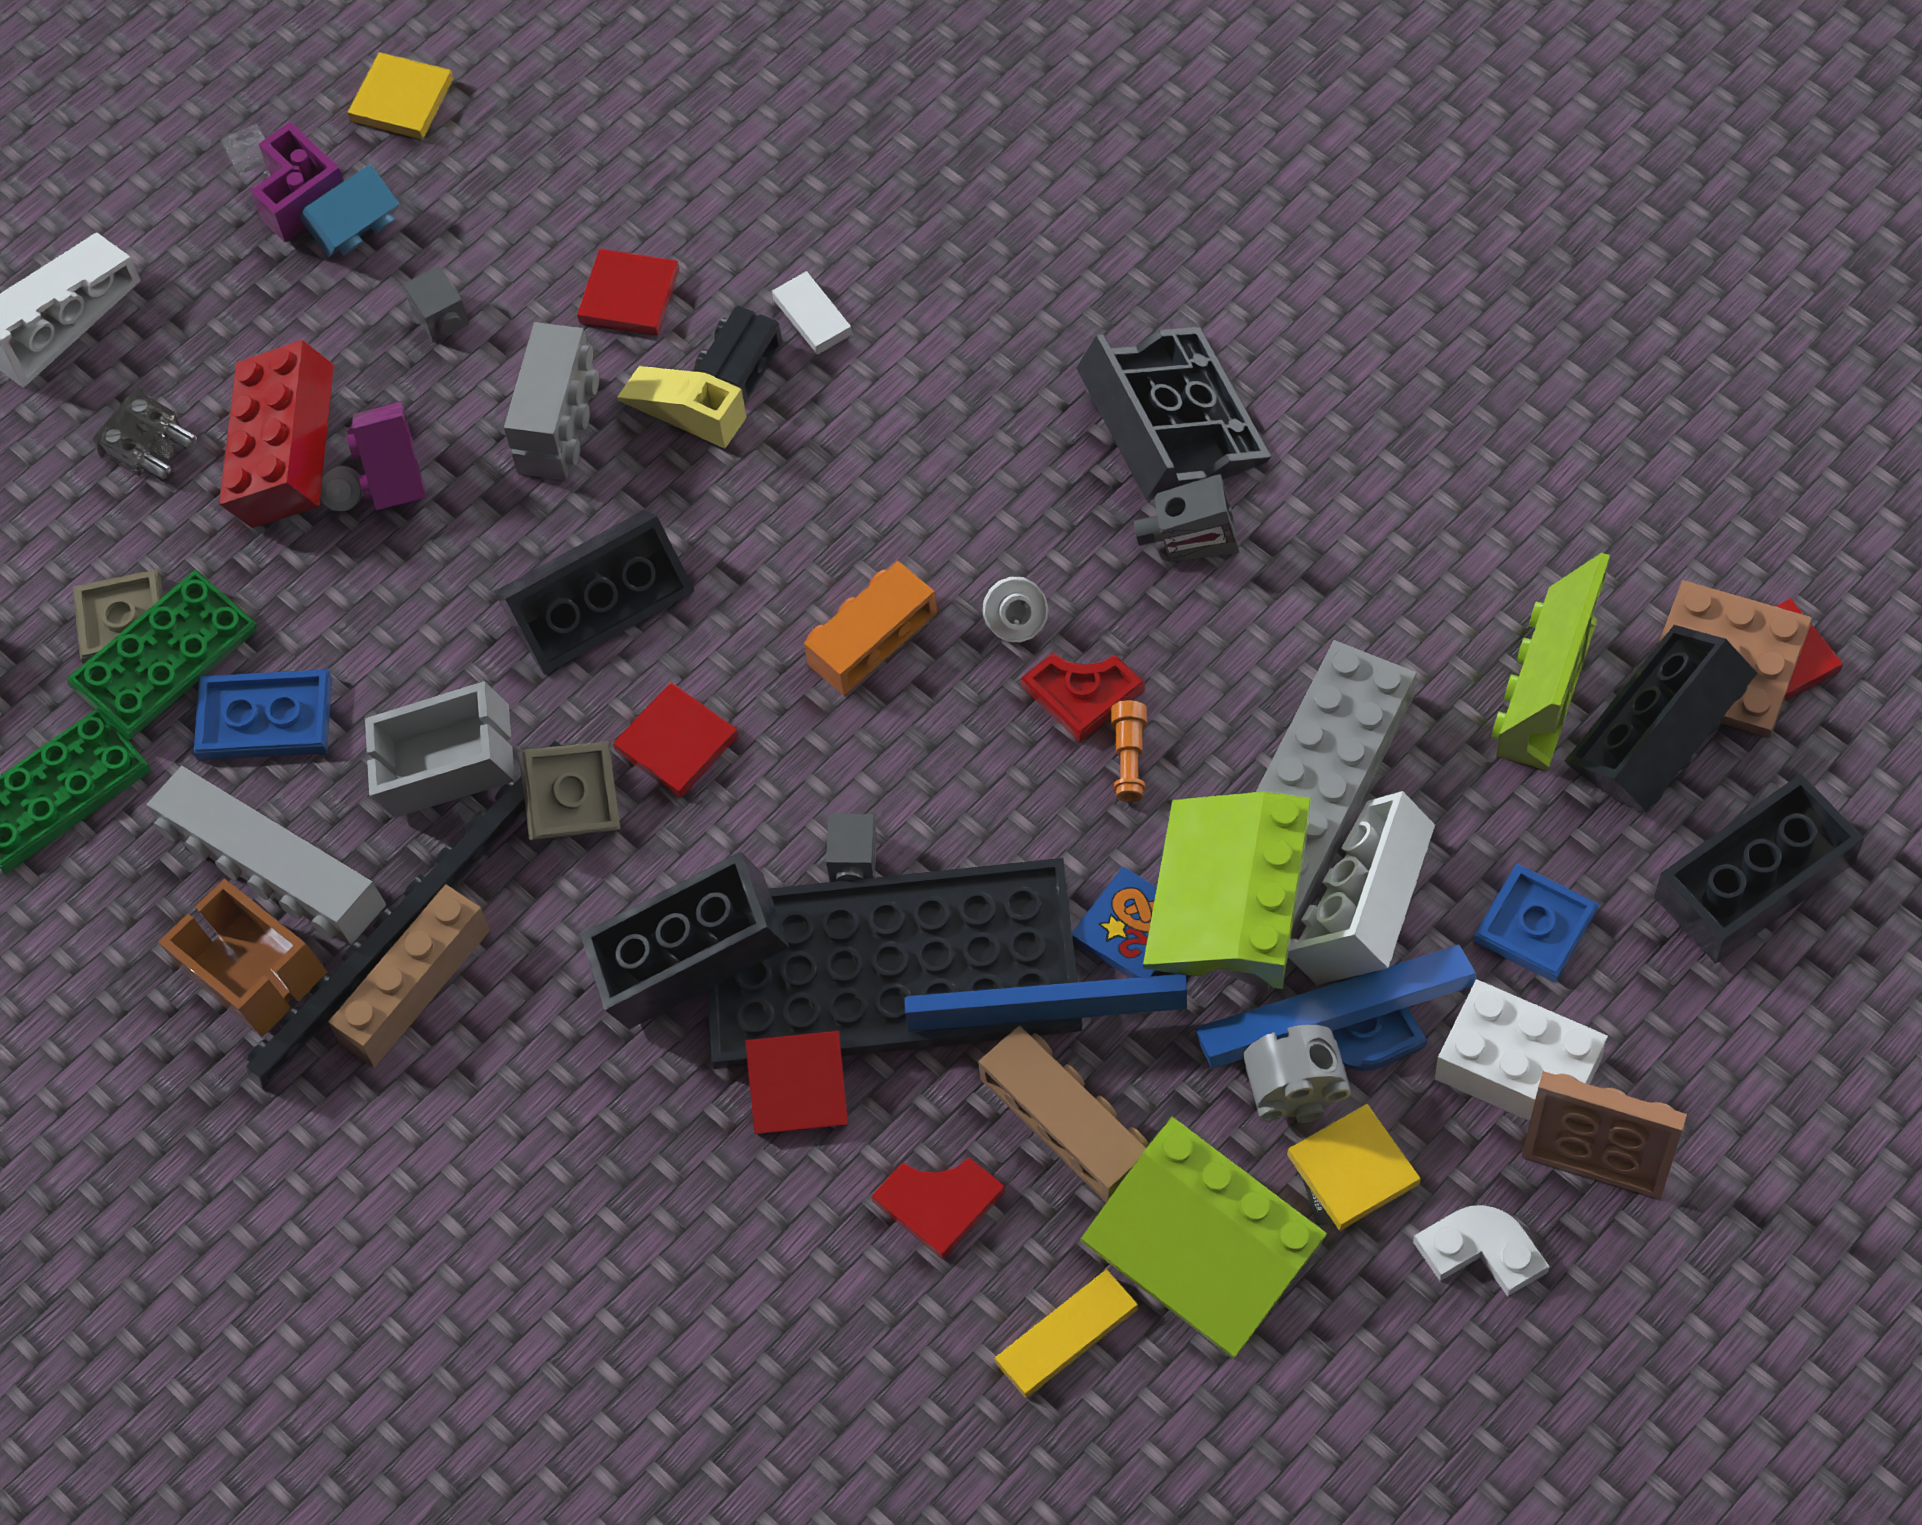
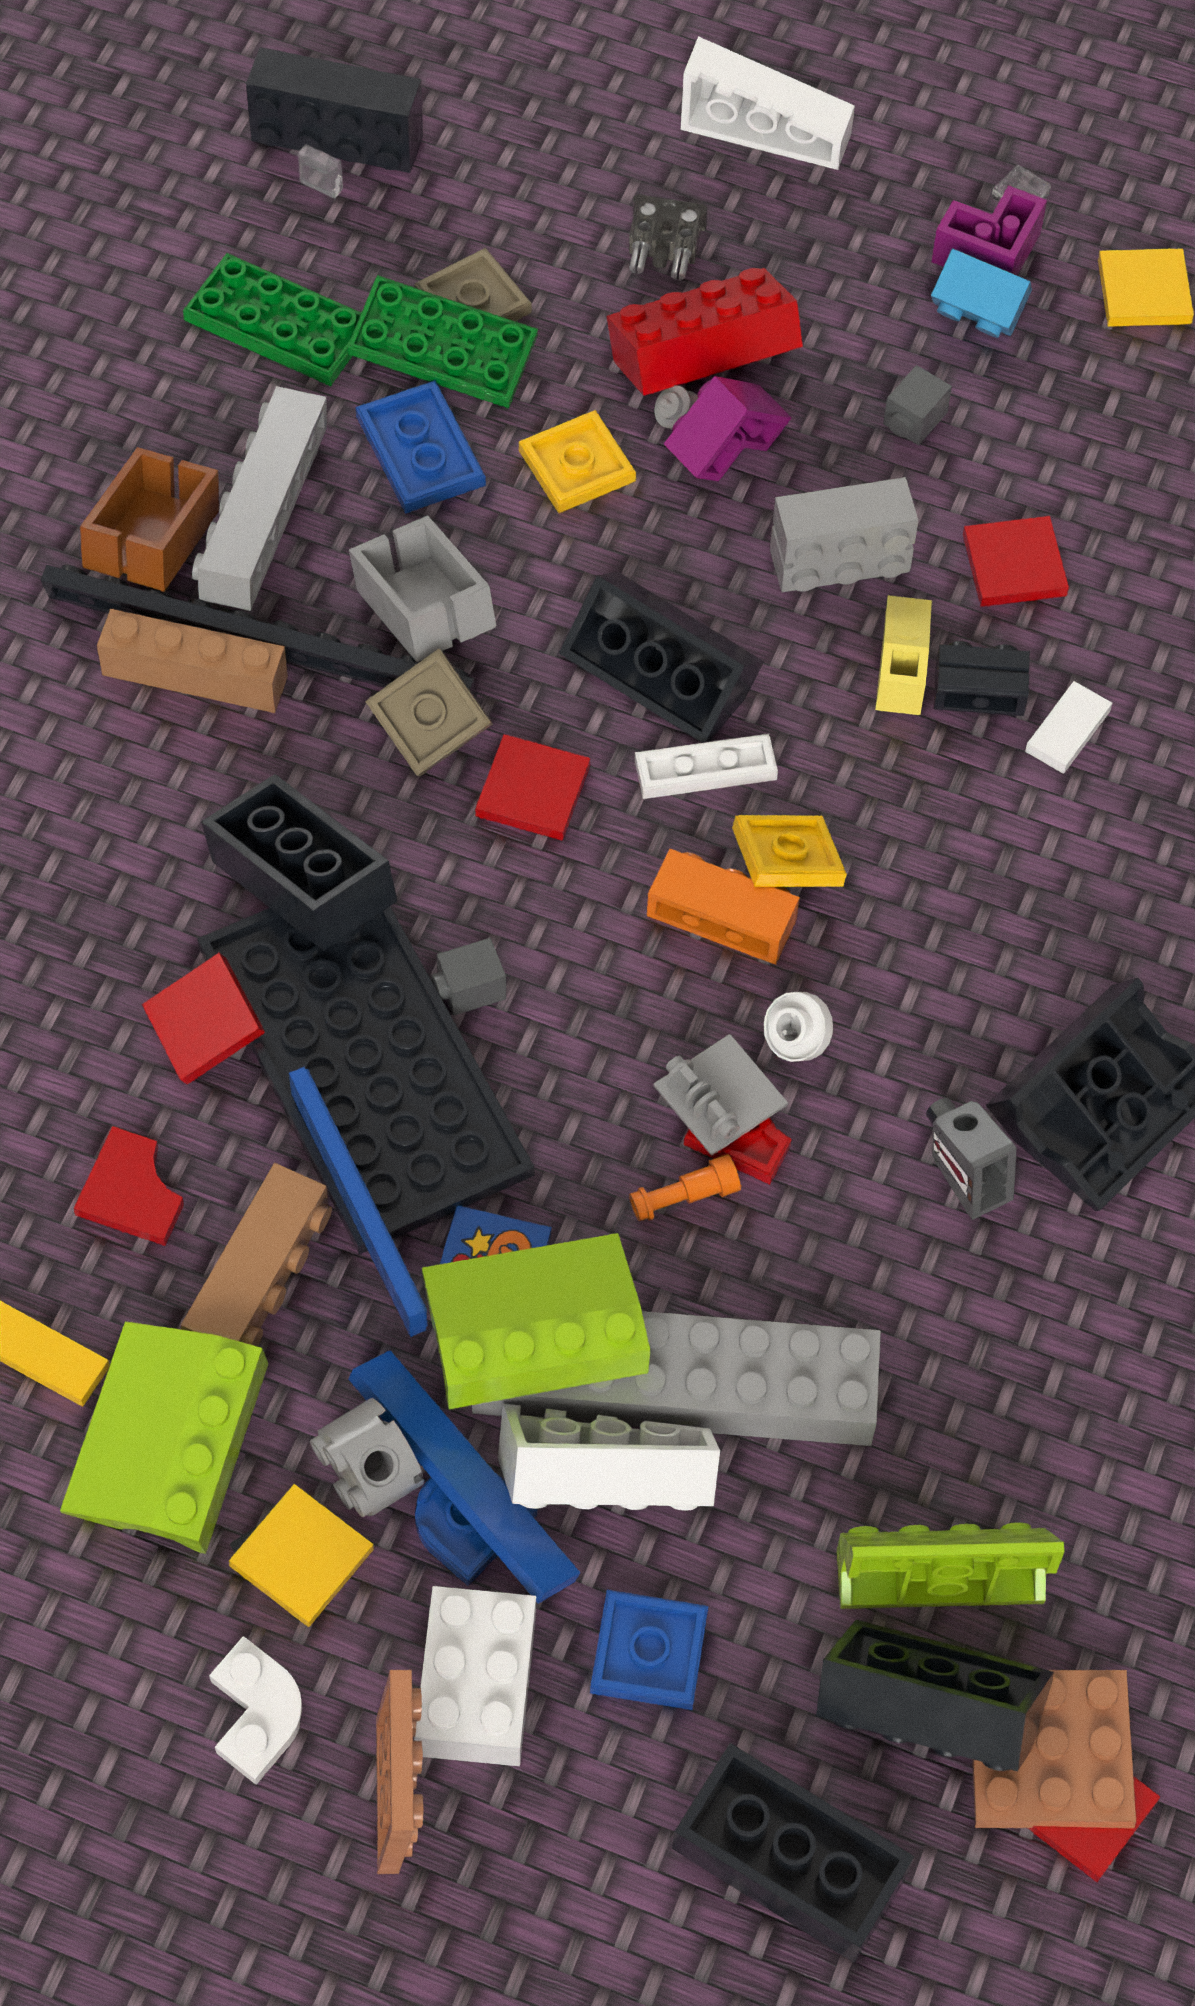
camera: 60 degrees right, 0 degrees up
(347, 592) = (577, 461): none -> yellow tile
(718, 597) = (706, 766): none -> white tile
(843, 556) = (789, 851): none -> yellow tile
(1055, 690) = (719, 1093): none -> light grey hinge

